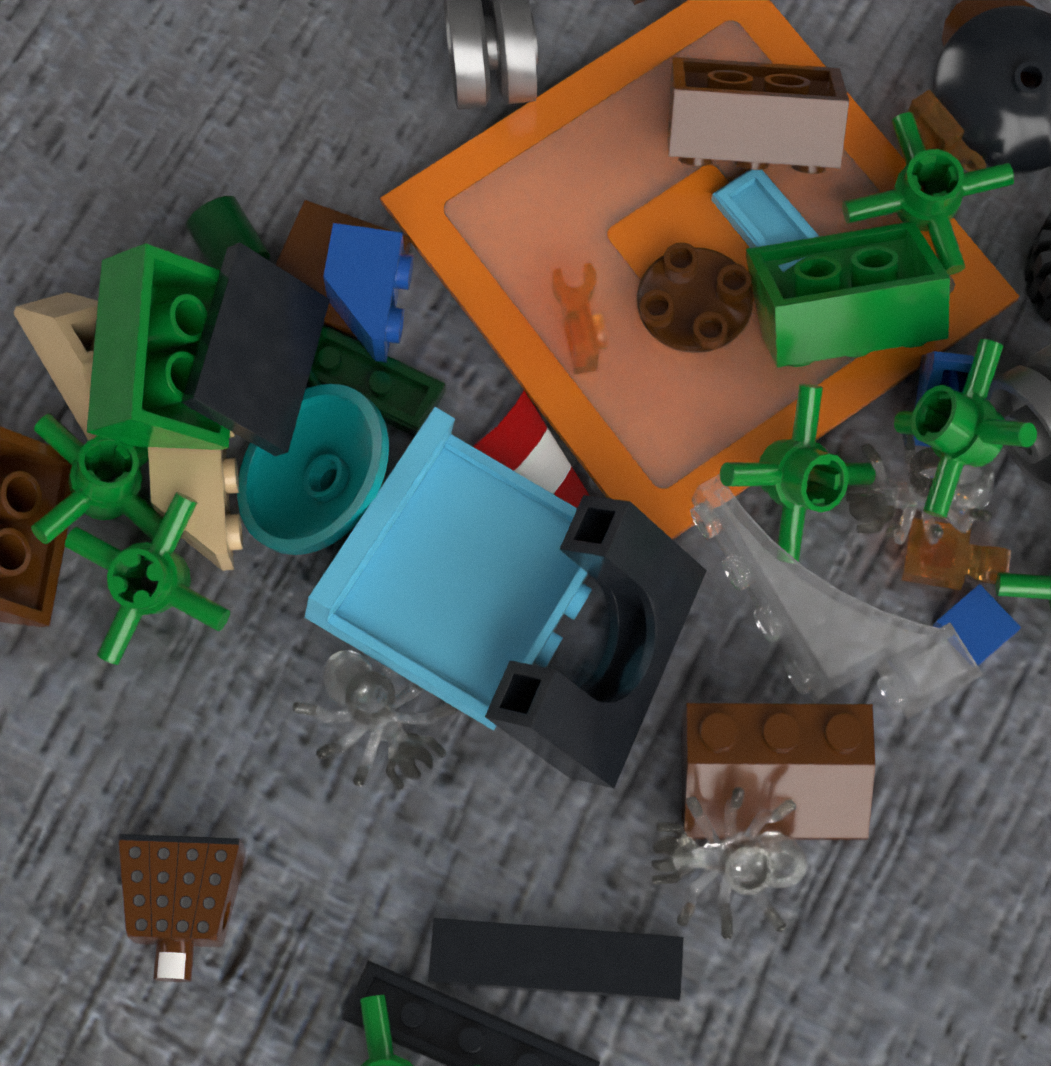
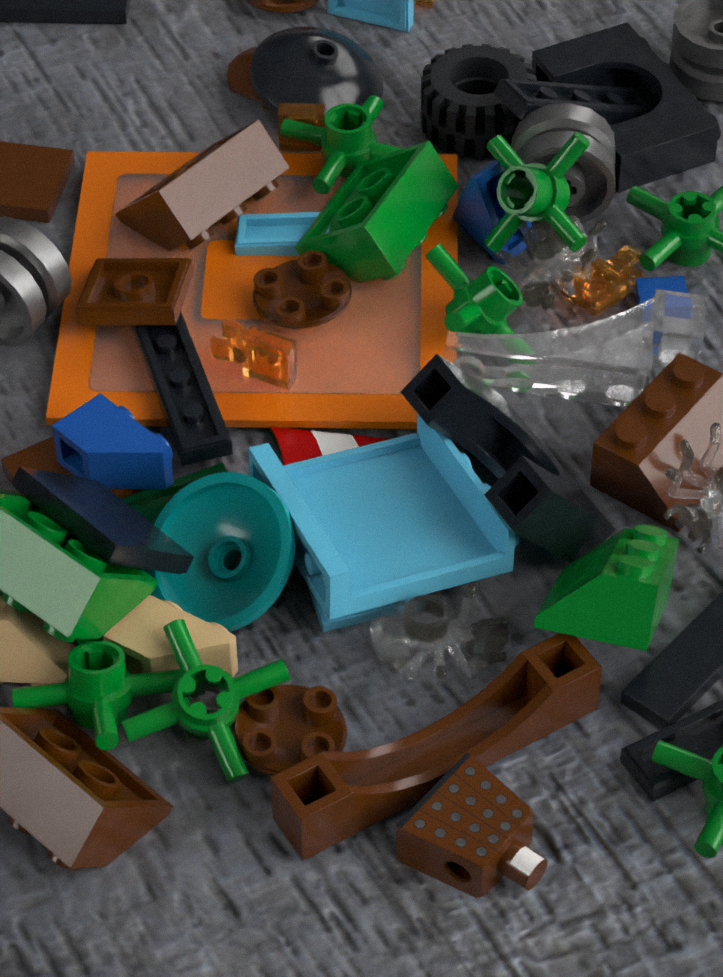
camera: 50 degrees left, 25 degrees down
(185, 667) = (288, 726): none -> reddish brown dish
(237, 805) = (352, 790): none -> reddish brown arch
(501, 279) = (183, 392): none -> black tile
(510, 842) = (614, 589): none -> green slope
(572, 157) = (135, 291): none -> reddish brown tile

